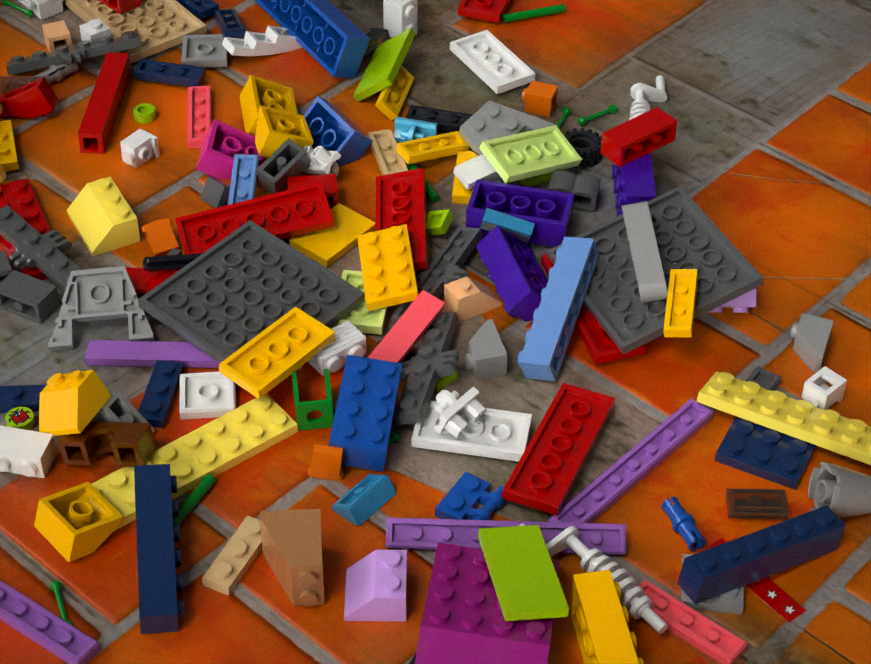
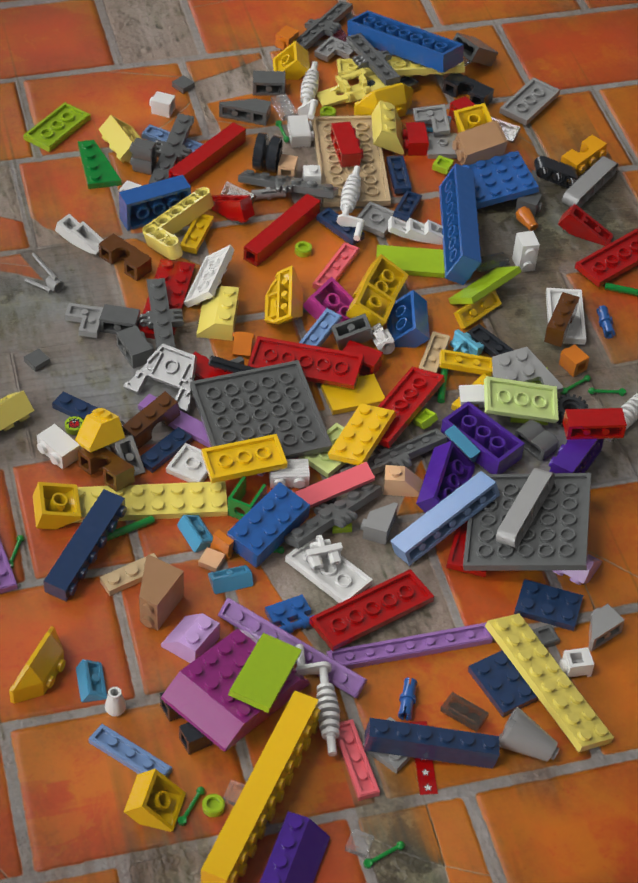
camera: 30 degrees right, 5 degrees up
(28, 28) = (267, 152): none -> black wheel
(60, 182) = (209, 276): none -> white plate
(125, 350) = (162, 409): none -> reddish brown arch
(139, 148) = (271, 271): white brick -> none
(161, 38) = (349, 198): none -> white piece
(168, 168) = (284, 298): none -> yellow wedge
(214, 192) = (300, 328): dark grey tile -> none
(276, 468) = (195, 532): none -> dark azure slope
(291, 71) = (415, 260): none -> lime tile
(323, 488) = (211, 559): none -> light nougat tile
(498, 56) = (561, 318): none -> reddish brown arch
(537, 50) = (606, 322): none -> blue pin
(681, 303) = (517, 555): yellow plate -> none
(736, 348) = (548, 605): none -> dark blue plate

